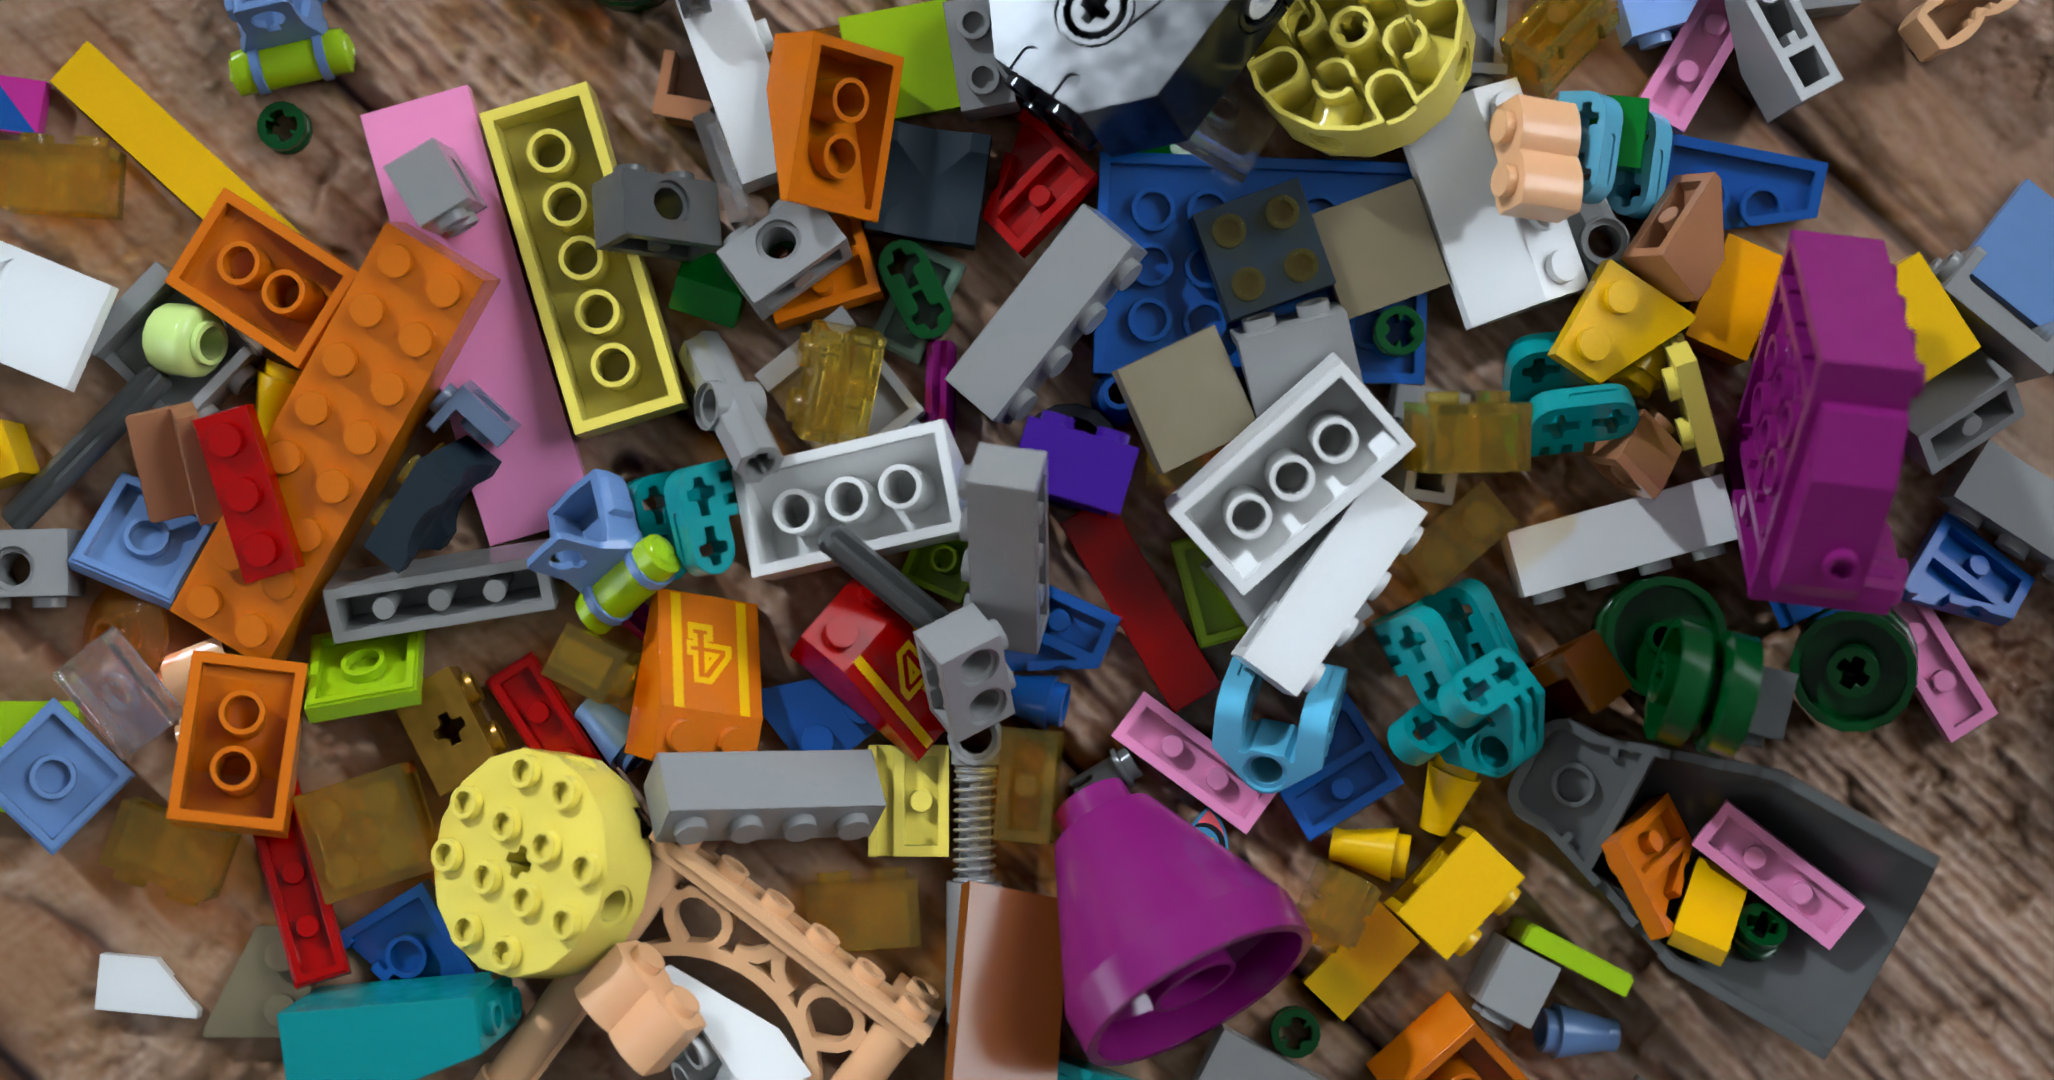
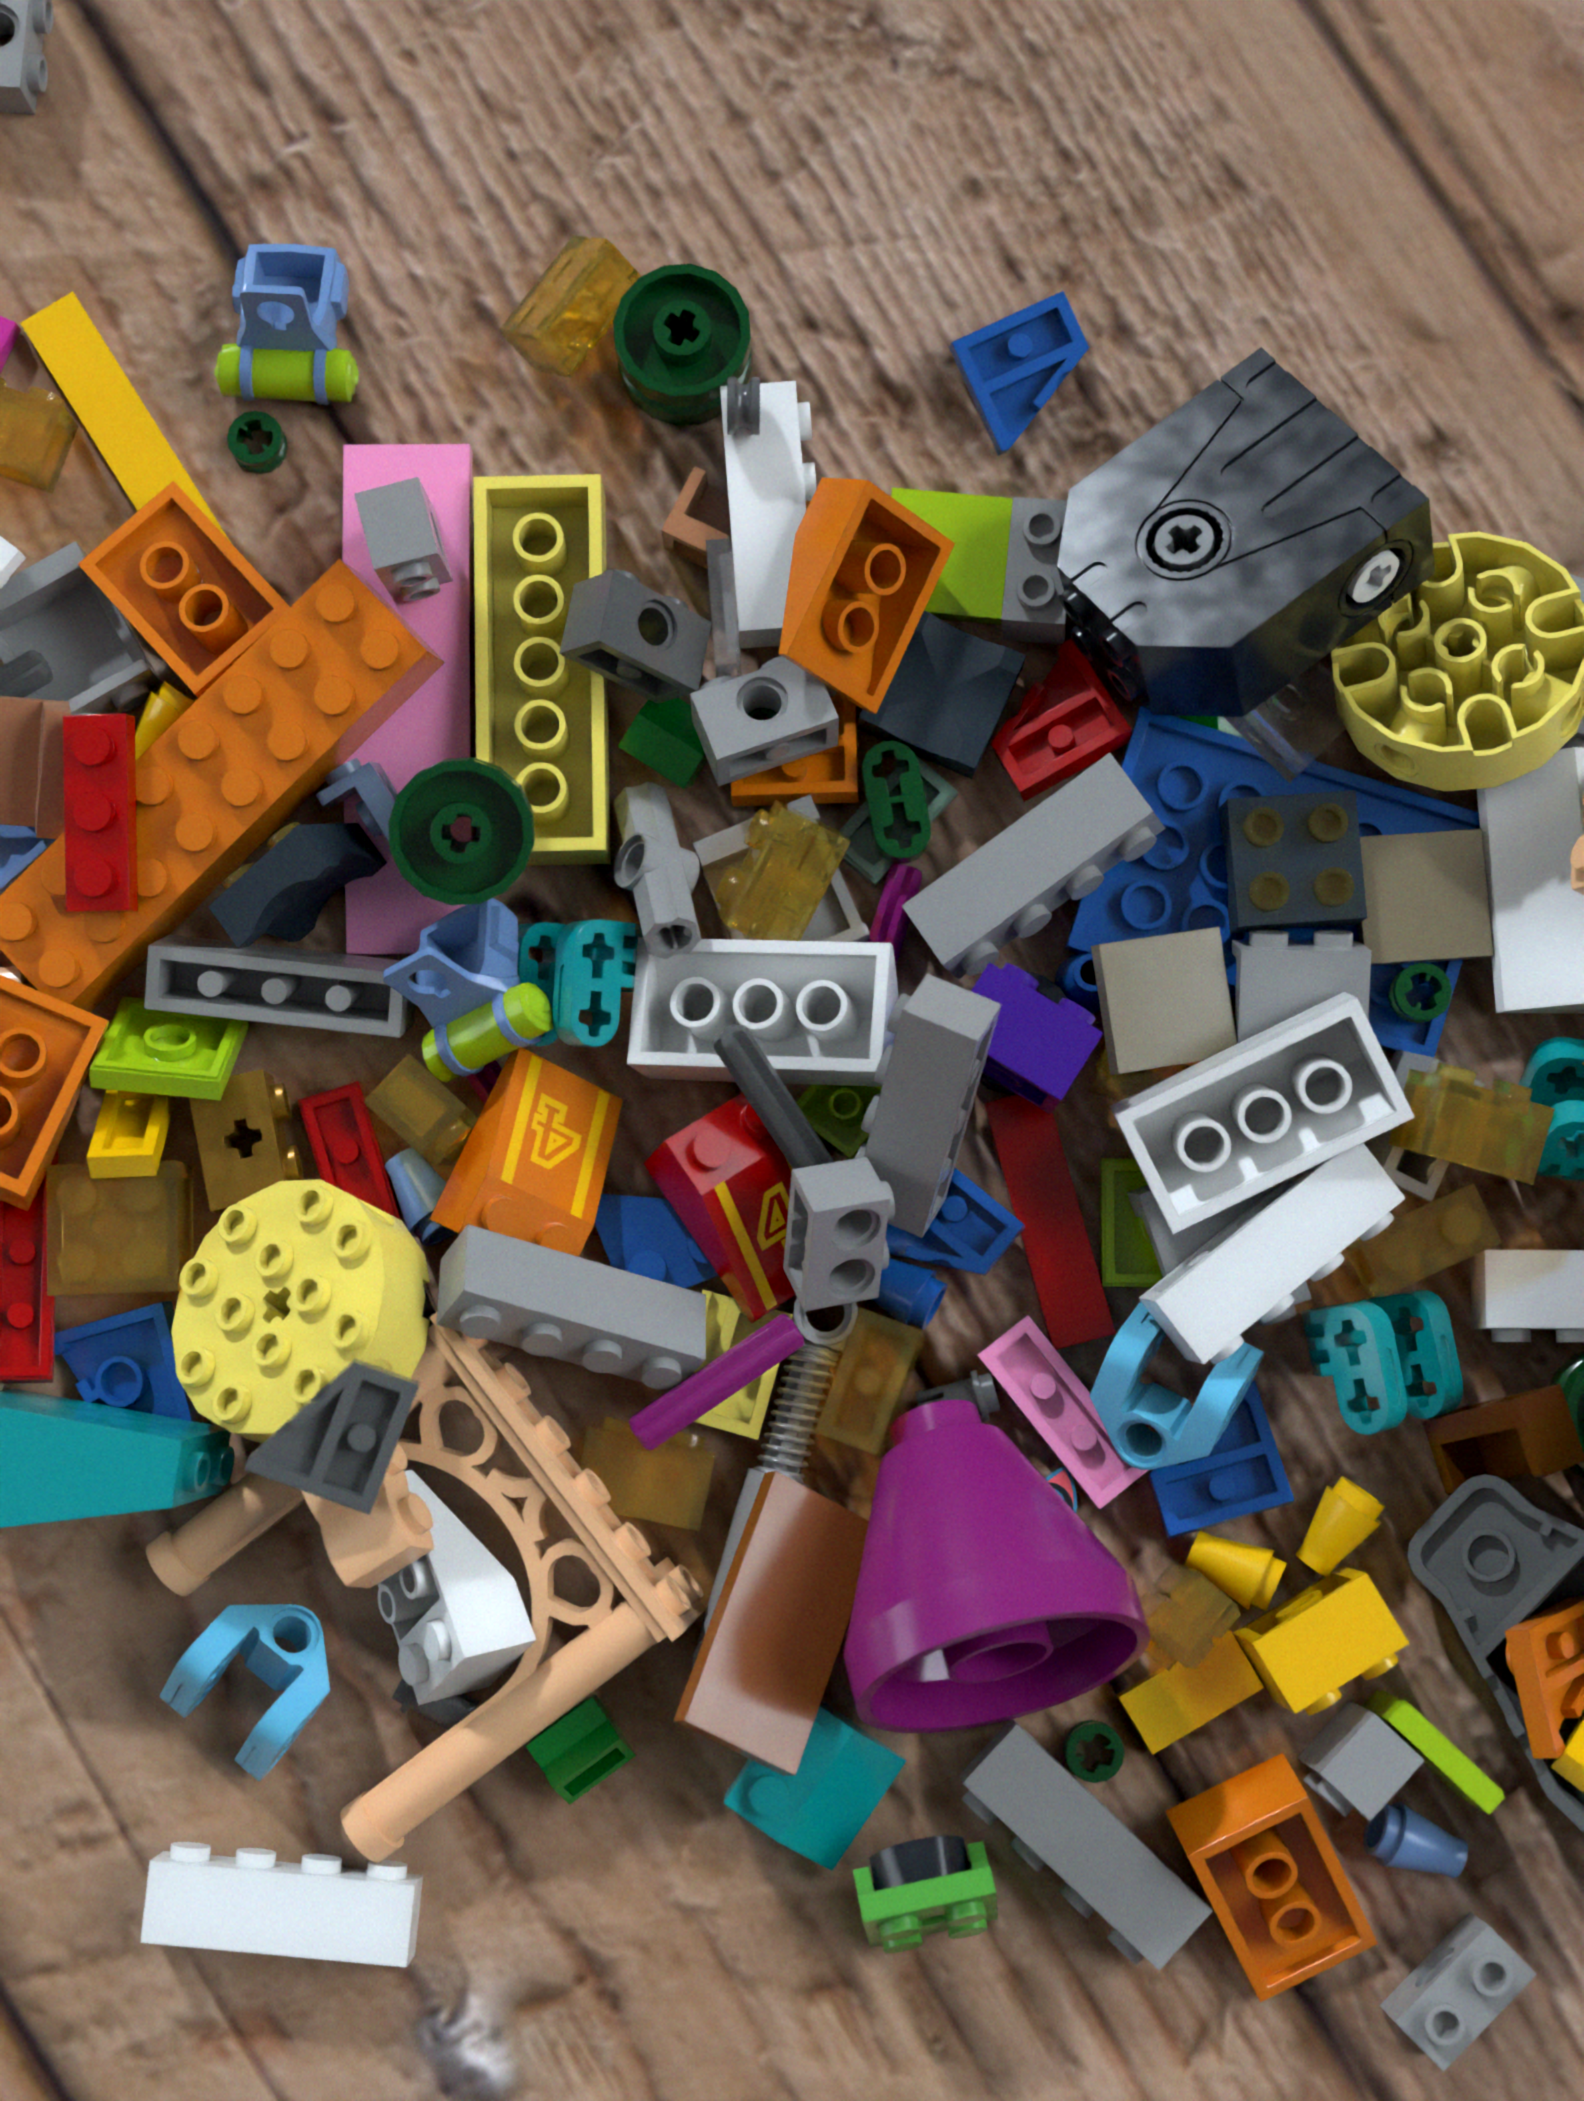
camera: 15 degrees right, 5 degrees down
(184, 340) = (80, 635): yellowish green head -> none
(353, 753) = (129, 1134): none -> yellow tile
(550, 457) = (456, 869): none -> dark green wheel
(603, 959) = (341, 1437): none -> dark grey wing
(900, 820) = (716, 1382): none -> magenta axle
(1468, 738) = (1379, 1469): teal piece -> none

